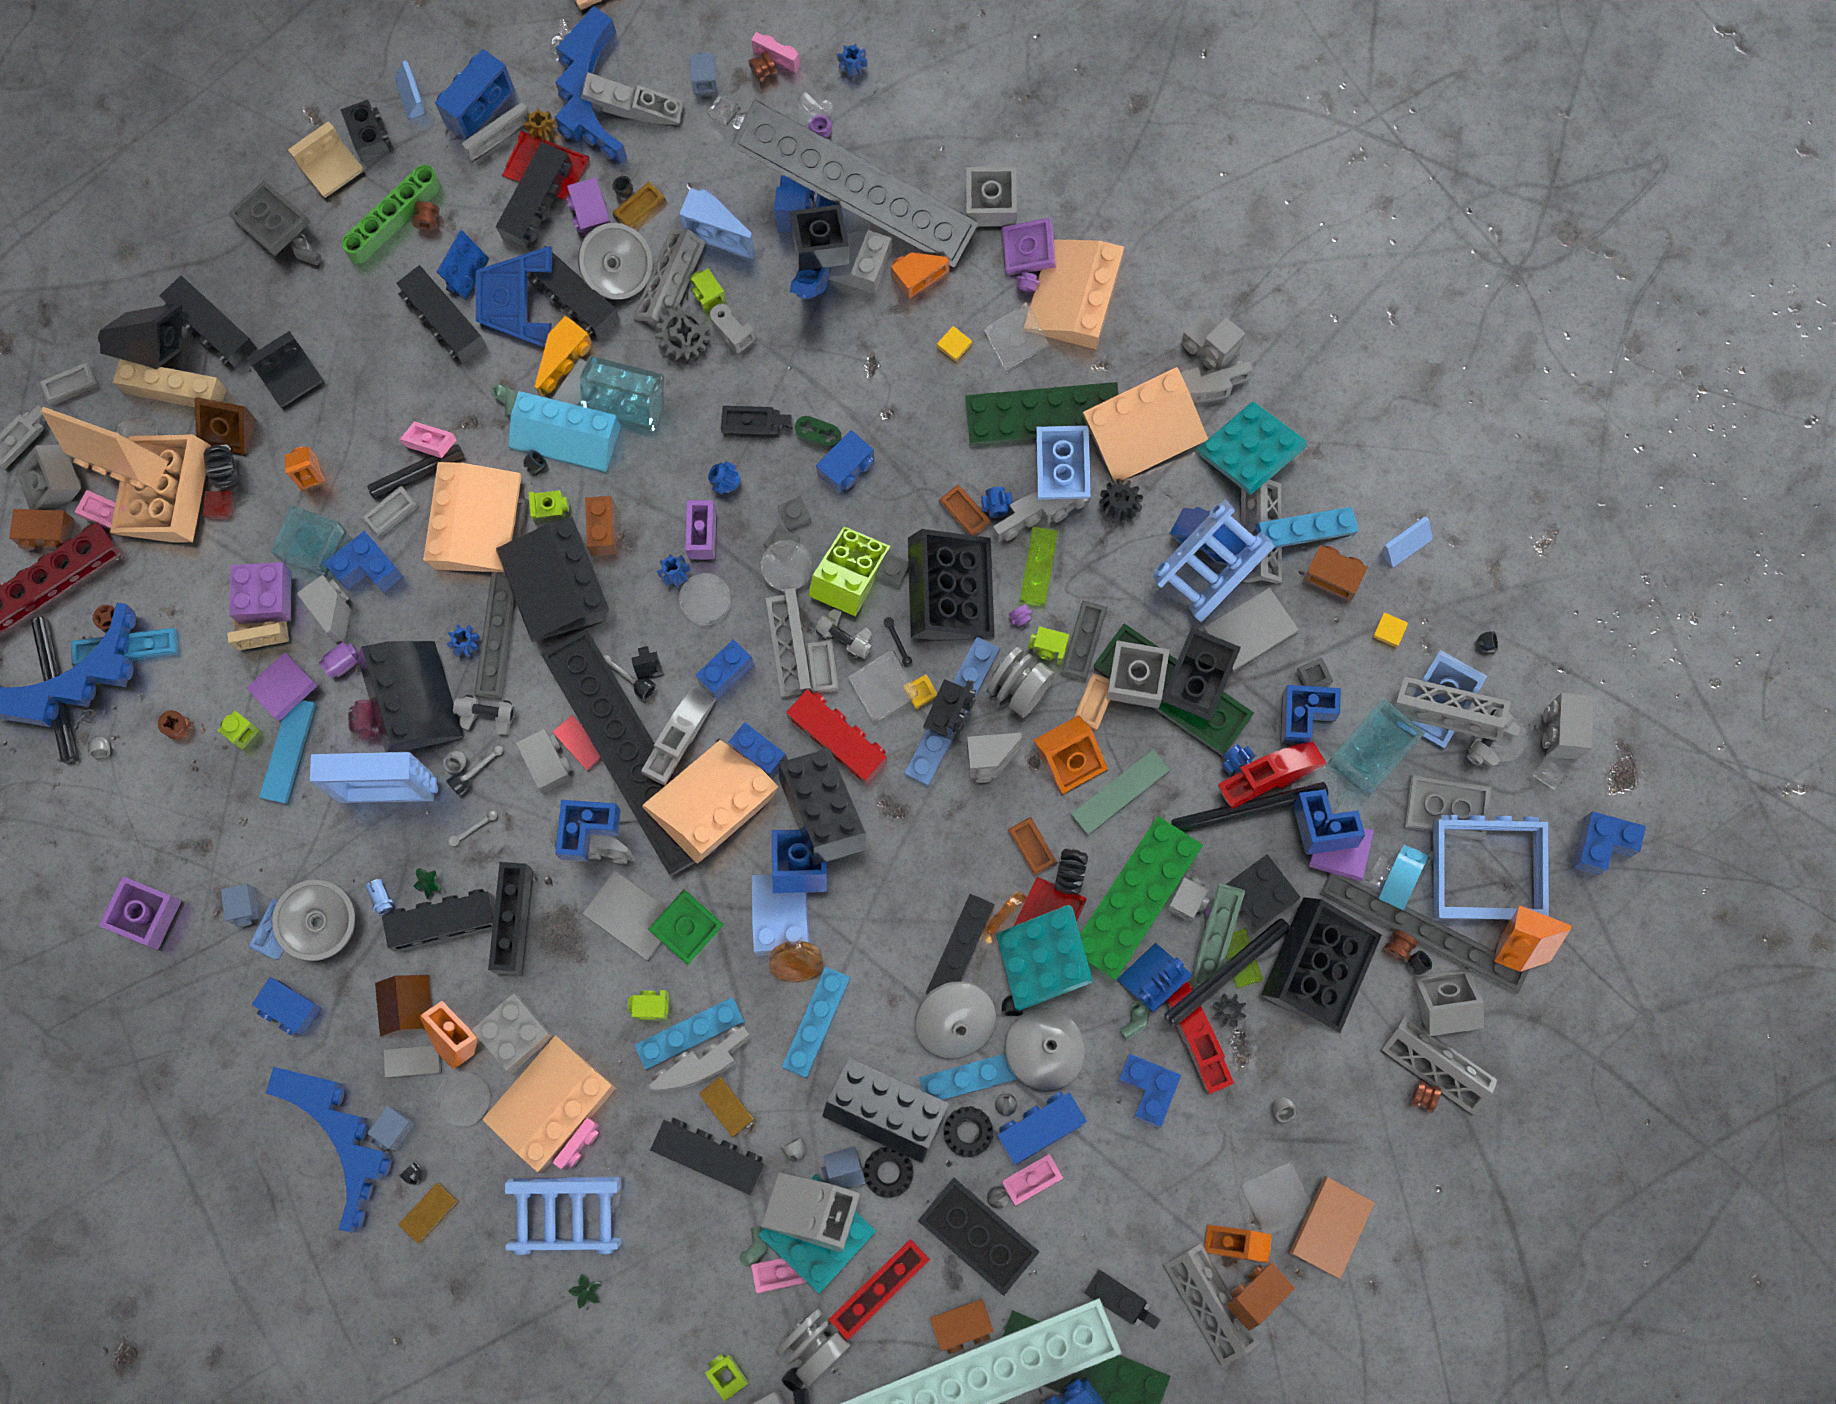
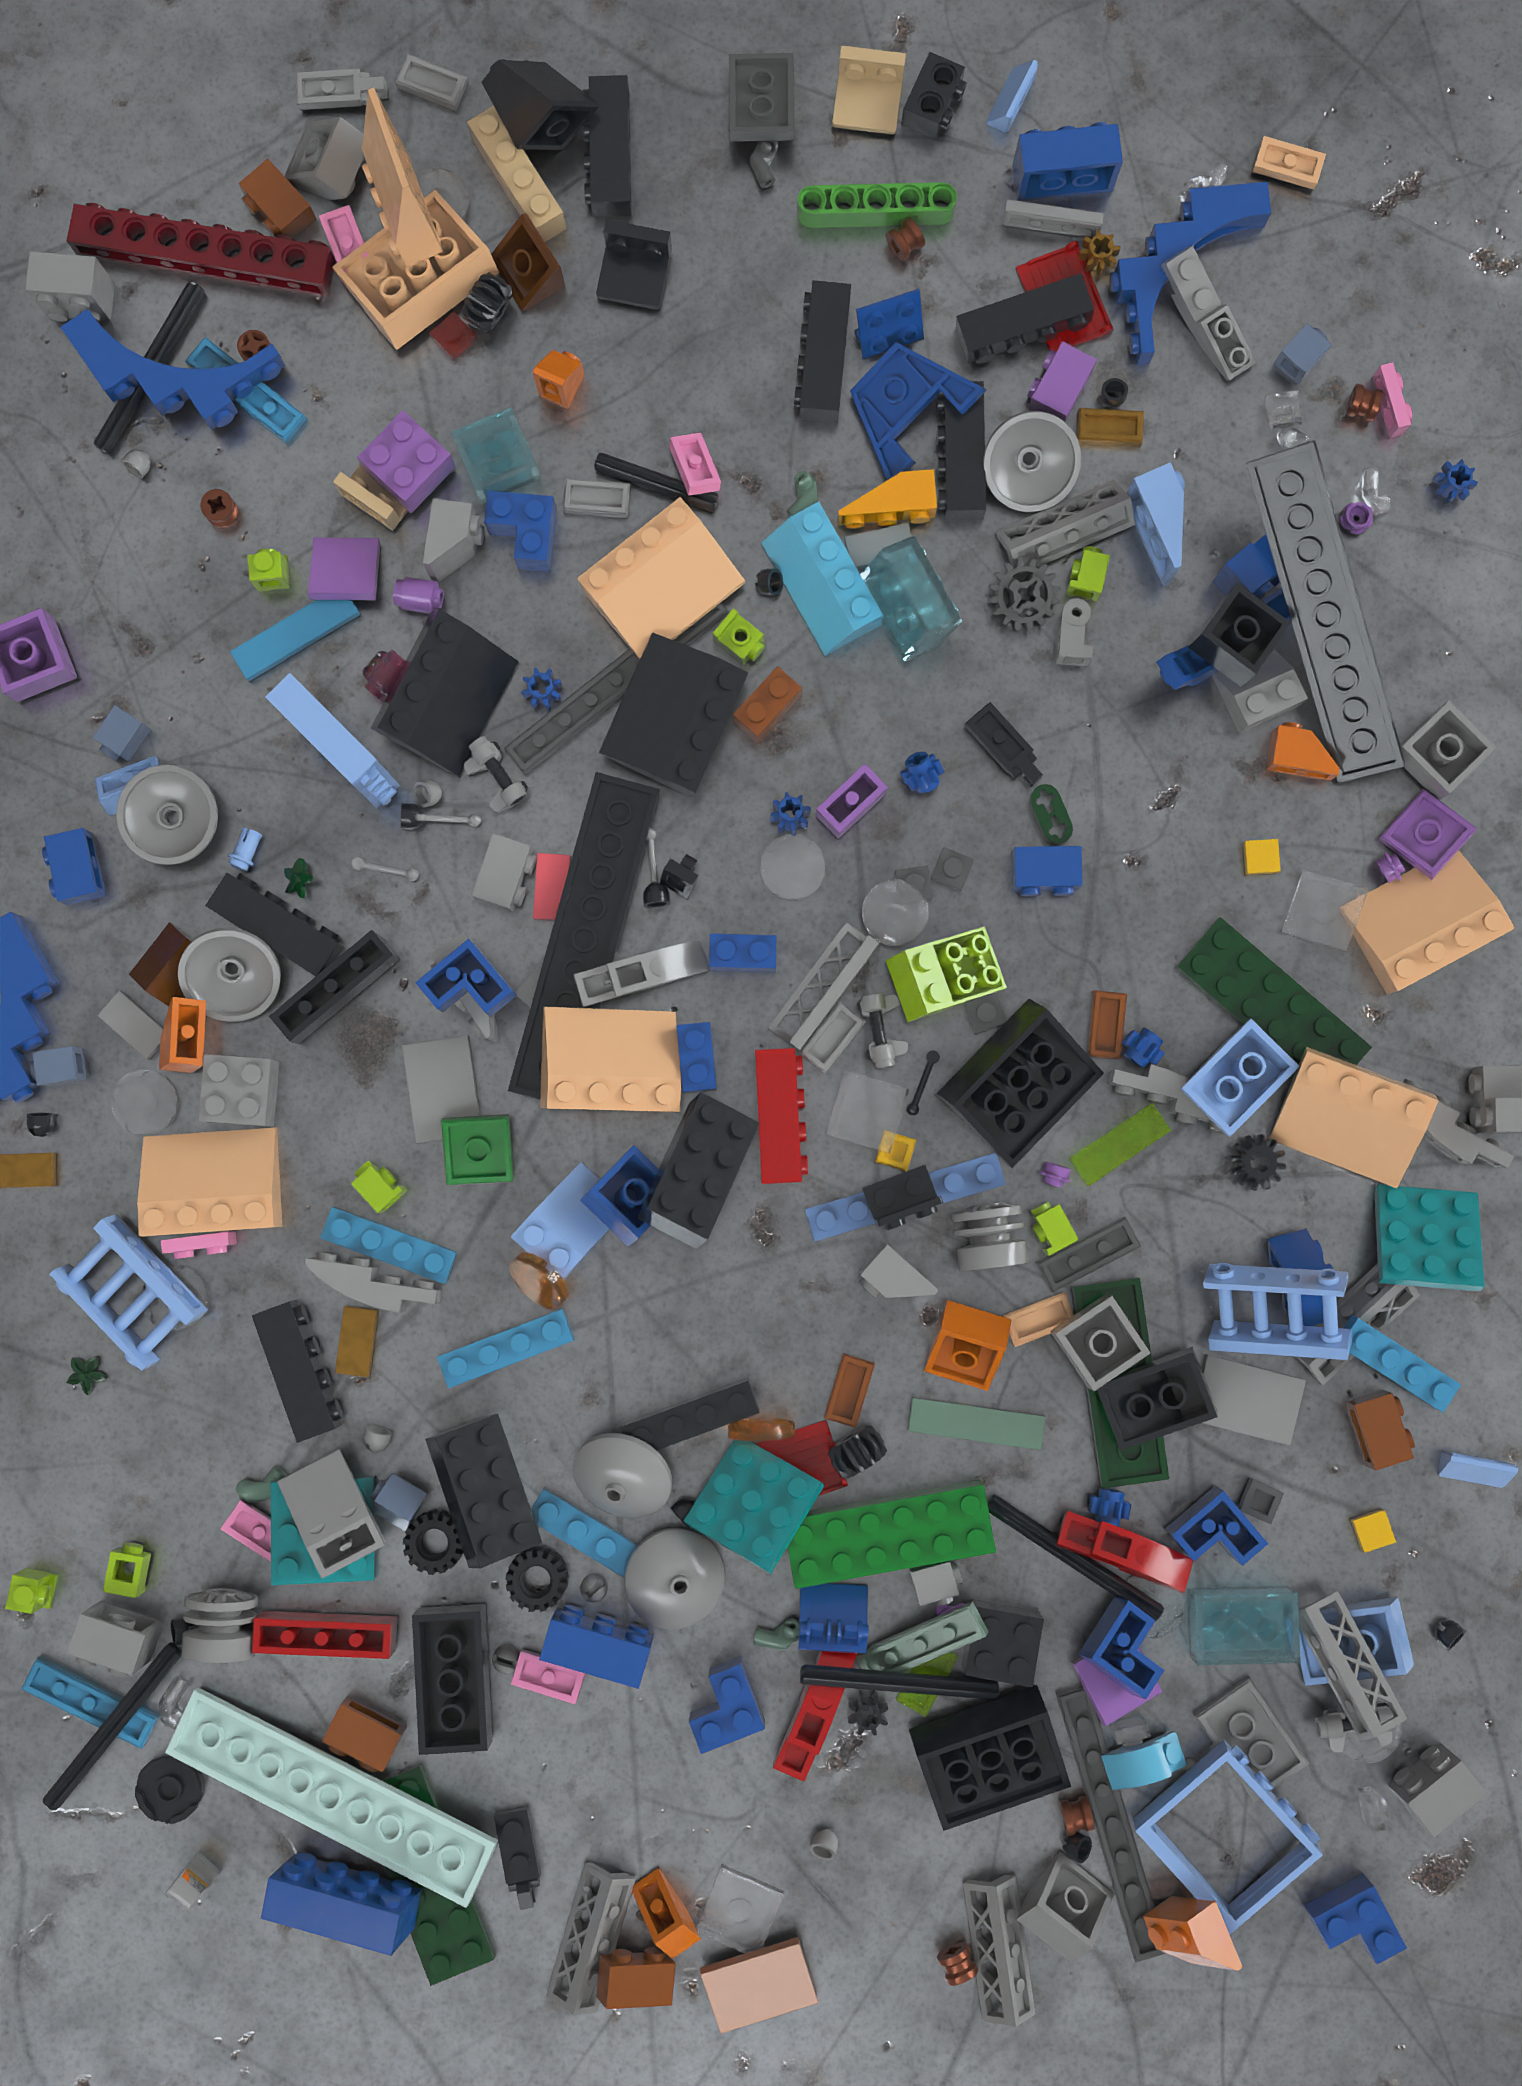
camera: 45 degrees right, 10 degrees up
(456, 981) = (228, 992): none -> light grey dish

